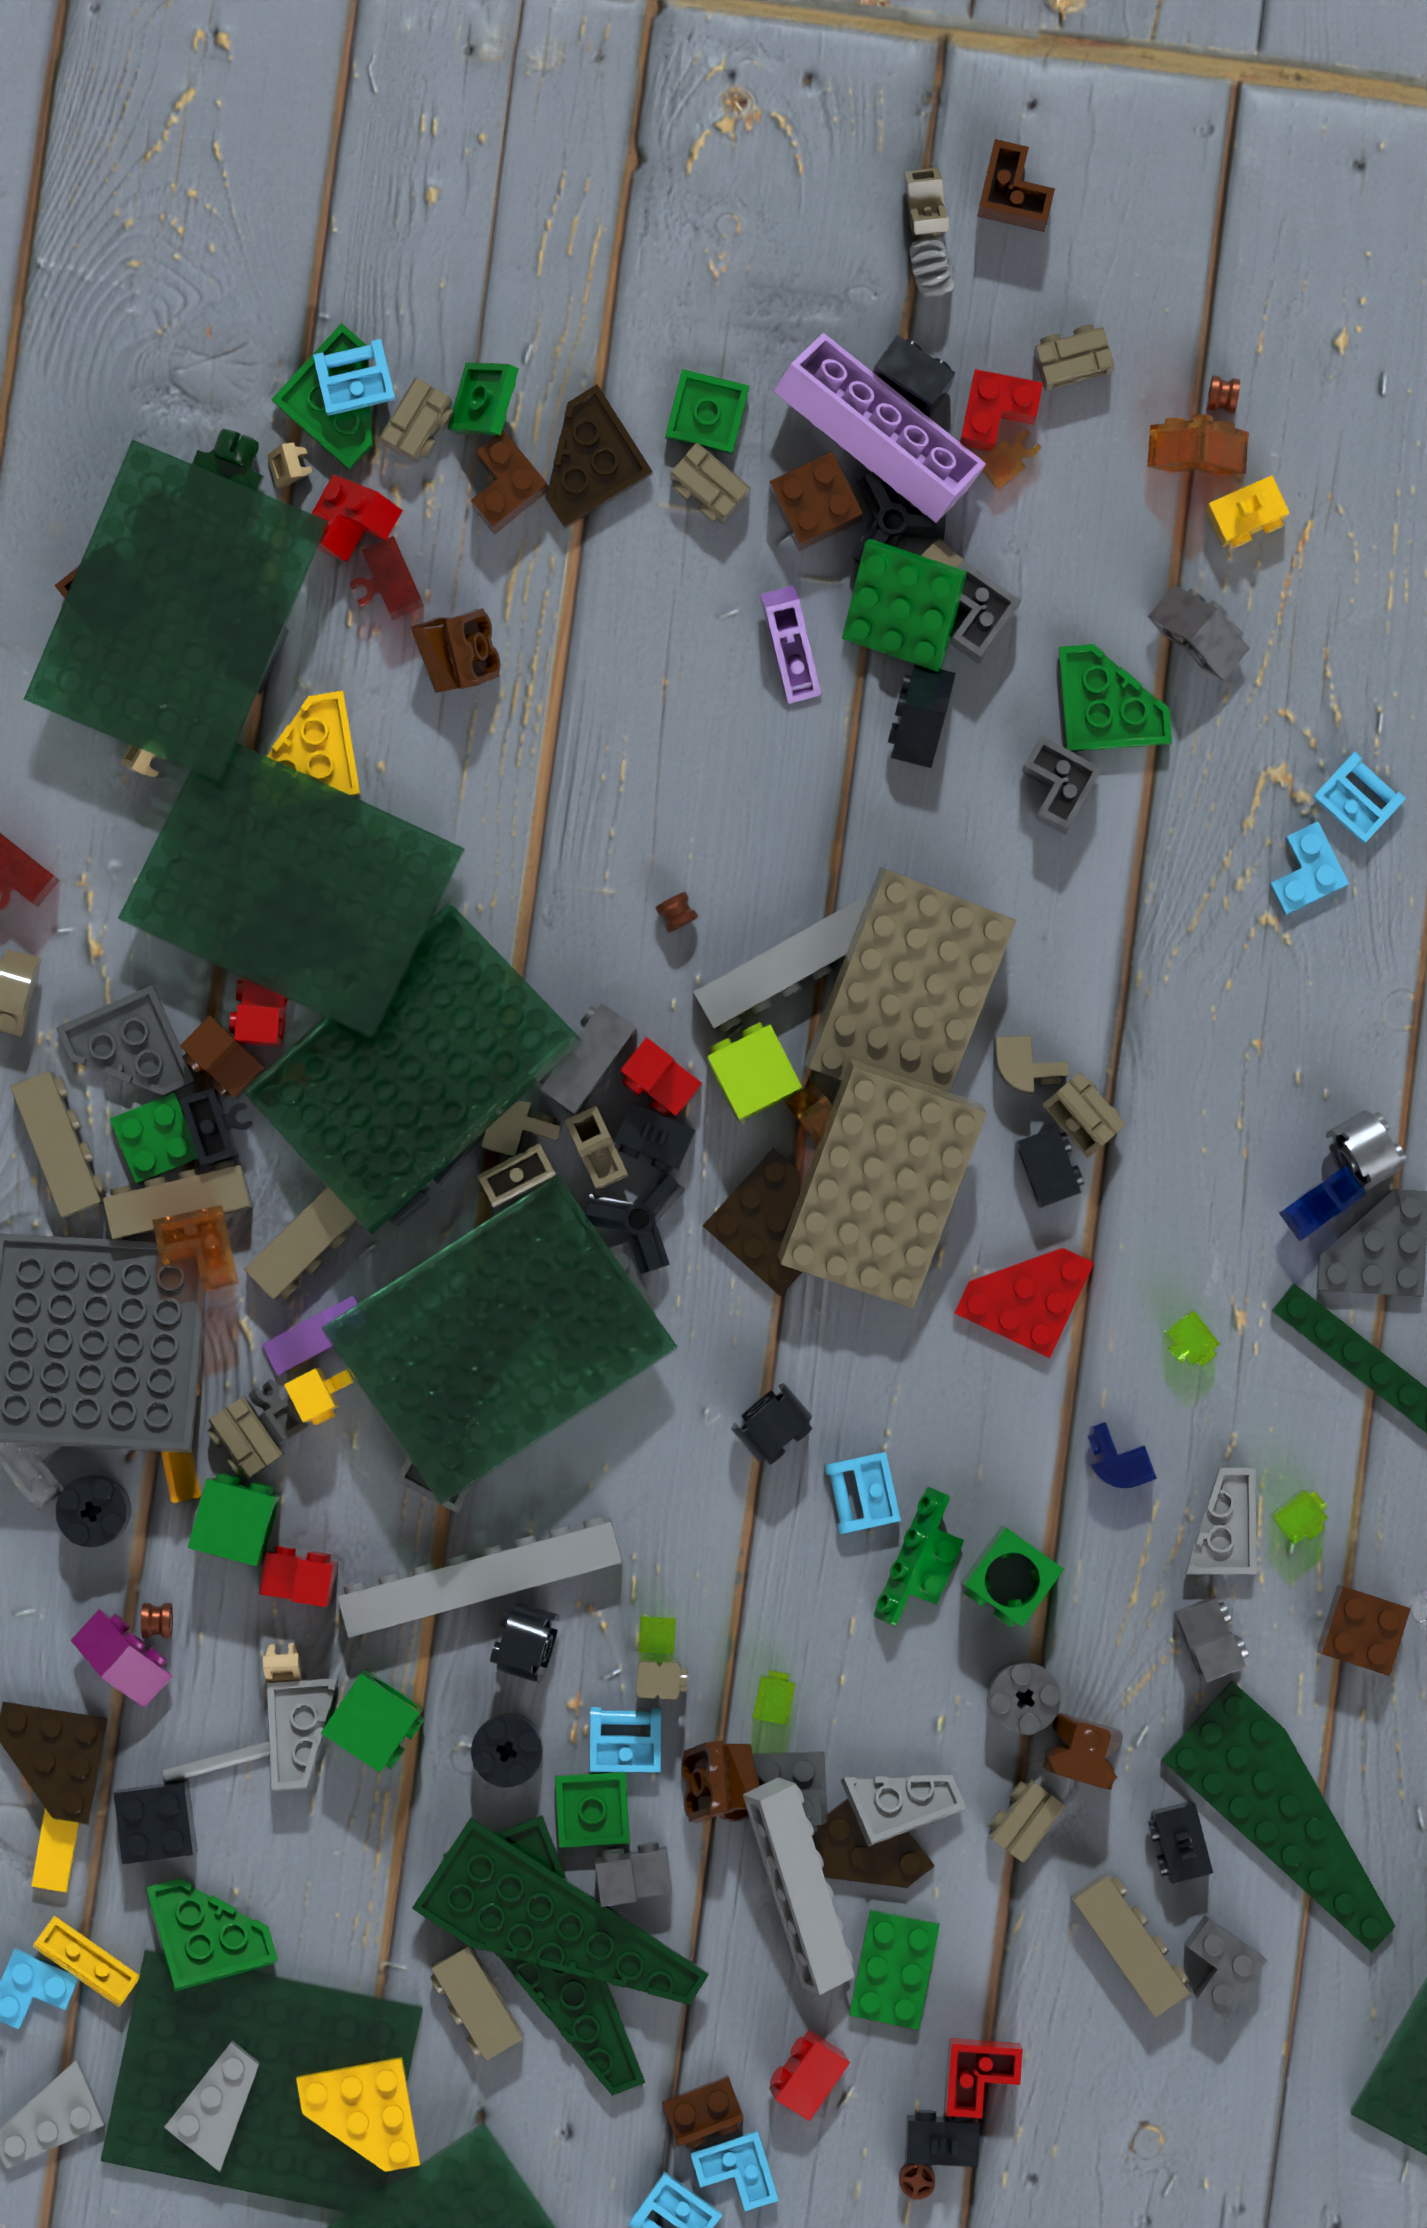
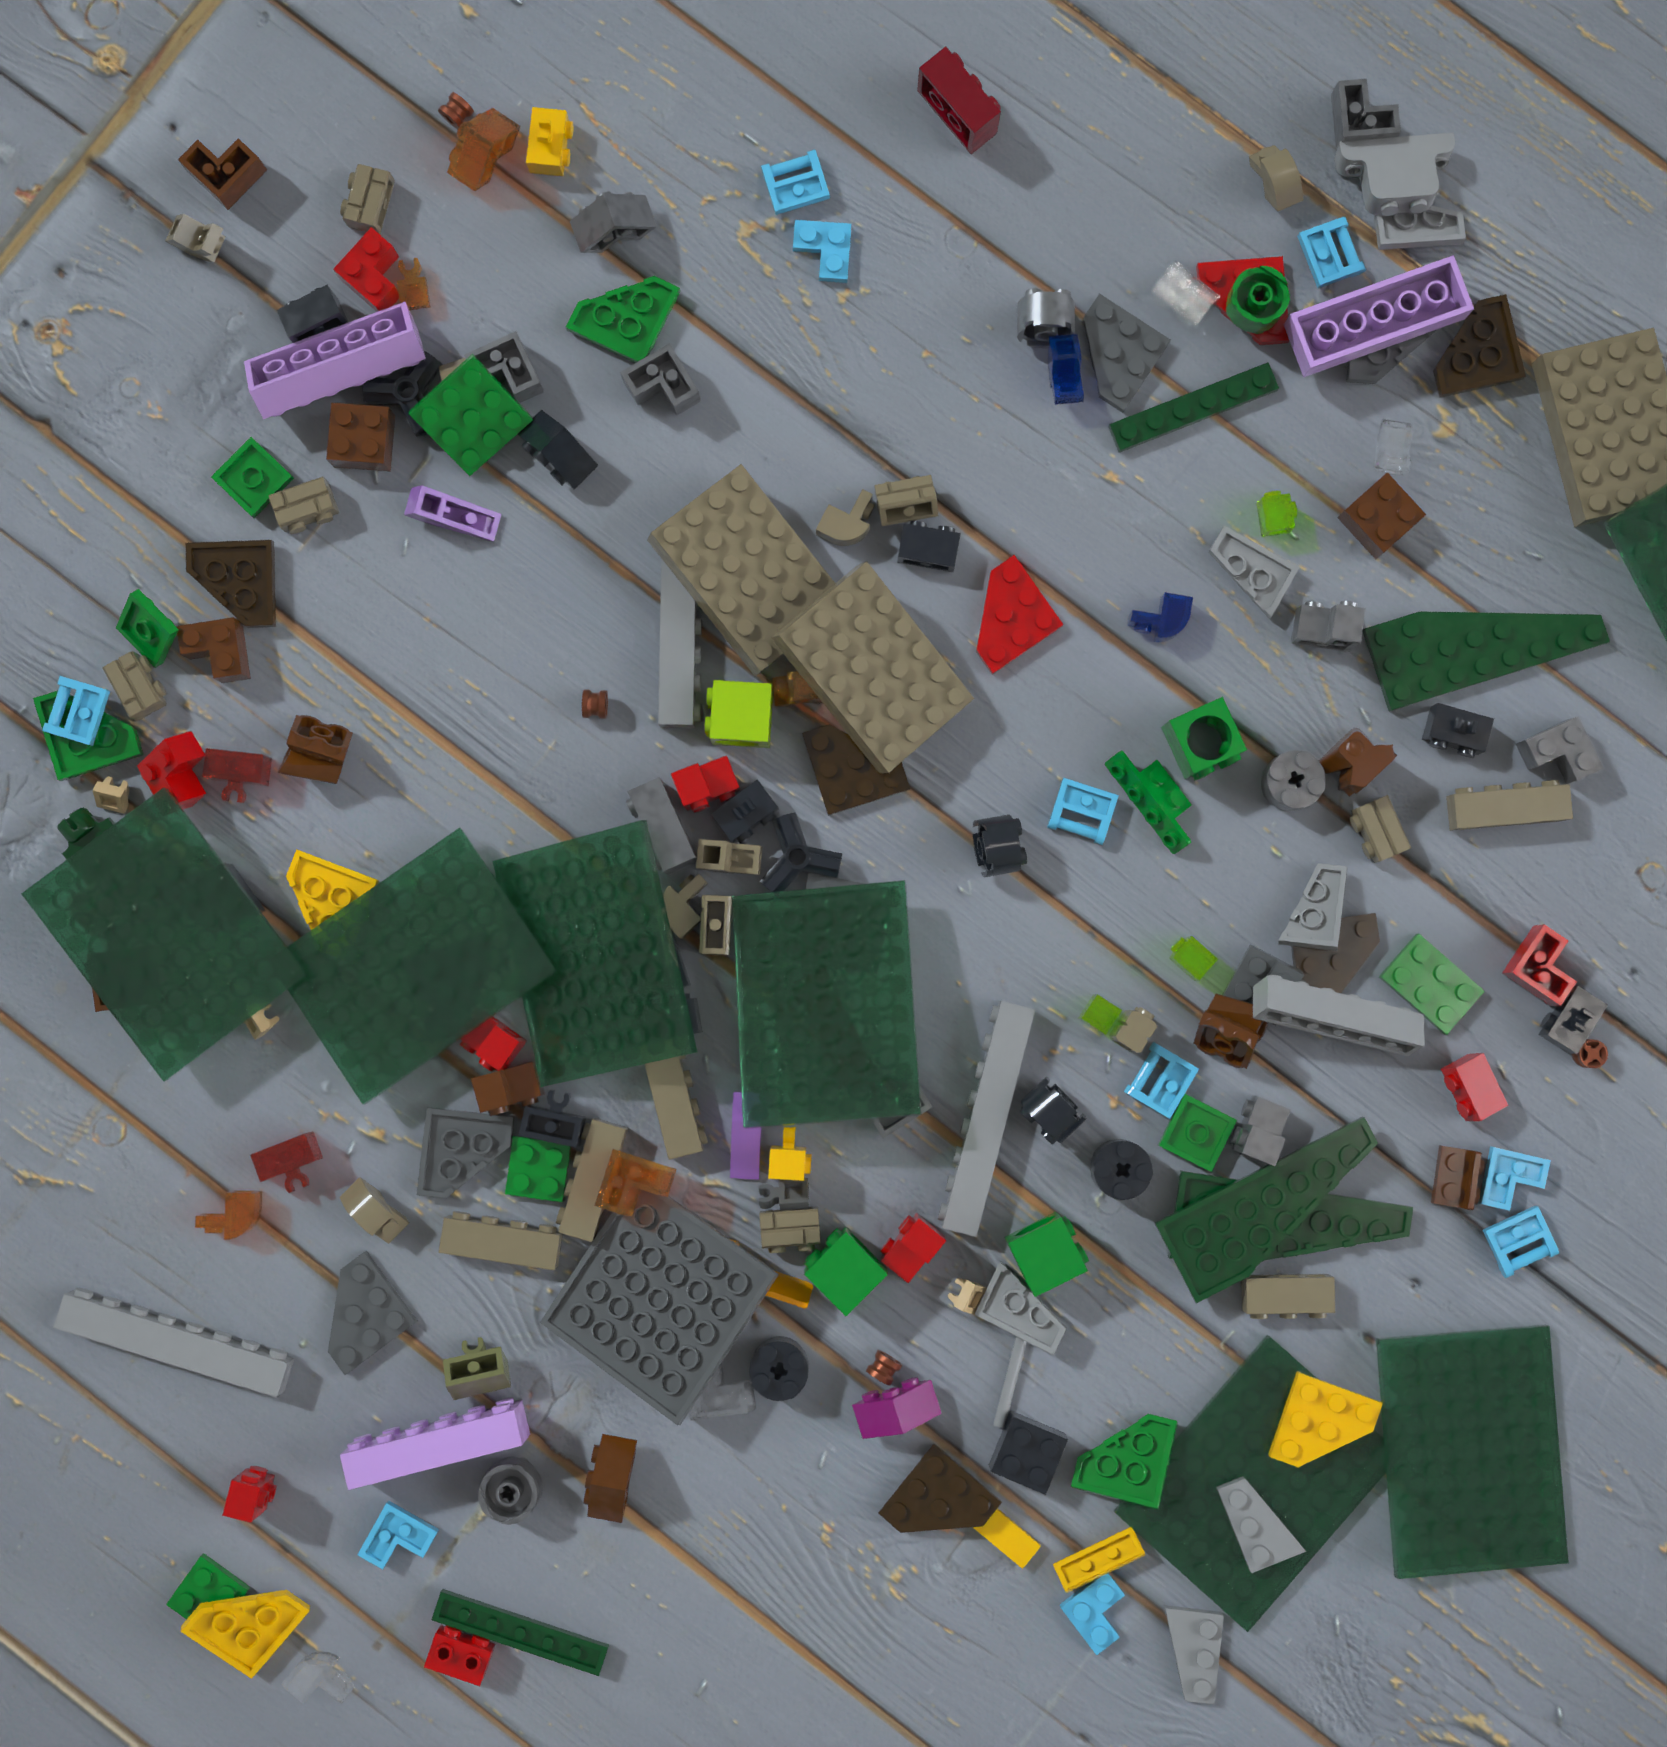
camera: 55 degrees left, 0 degrees up
(932, 266) = (243, 258): light grey gear -> none
(1191, 1340) = (1108, 517): clear neon green brick -> none

